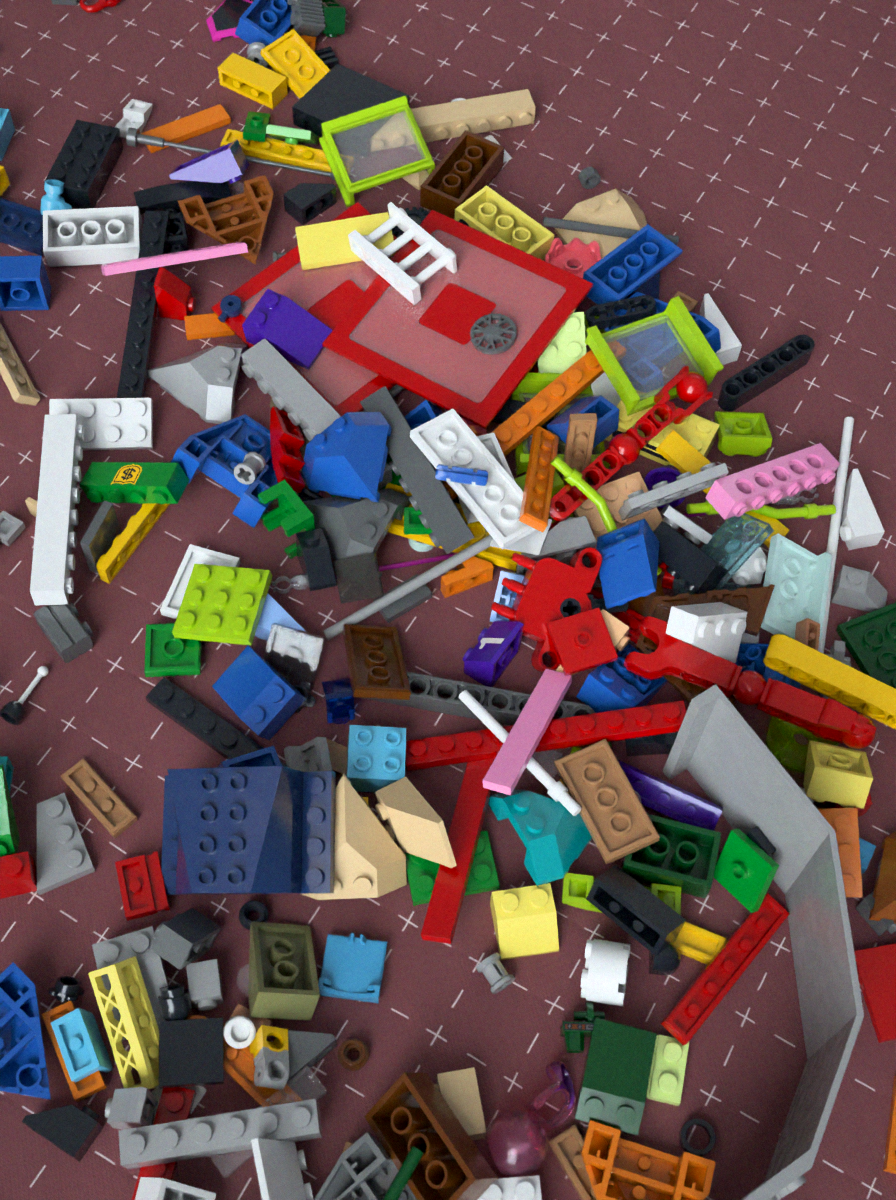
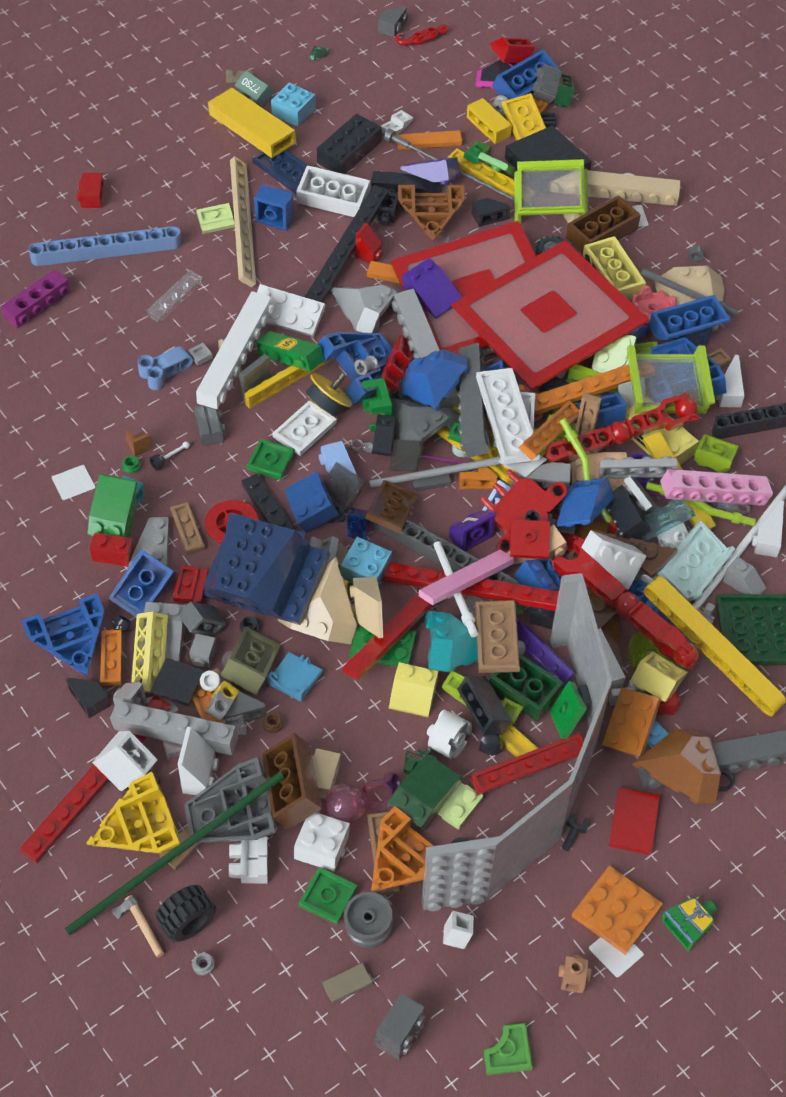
camera: 25 degrees right, 5 degrees down
(53, 198) = (318, 160): medium azure piece -> none
(72, 916) = (142, 583): none -> blue slope
(81, 1044) = (117, 654): medium azure panel -> none
(149, 760) = (218, 515): none -> red wheel
(173, 258) = (378, 220): bright pink tile -> none
(175, 1002) = (180, 652): black piece -> none
(214, 527) = (328, 394): none -> piece
(222, 604) = (312, 441): lime plate -> none
(231, 307) = (402, 263): dark blue piece -> none
(329, 242) = (497, 243): light yellow tile -> none
(394, 272) = (518, 272): white fence -> none
(461, 475) = (495, 409): axle -> none
(493, 334) = (565, 331): dark grey wheel -> none
(495, 973) = (380, 711): light grey bush -> none
(611, 307) = (648, 345): black beam -> none
(808, 633) = (689, 590): nougat piece -> none

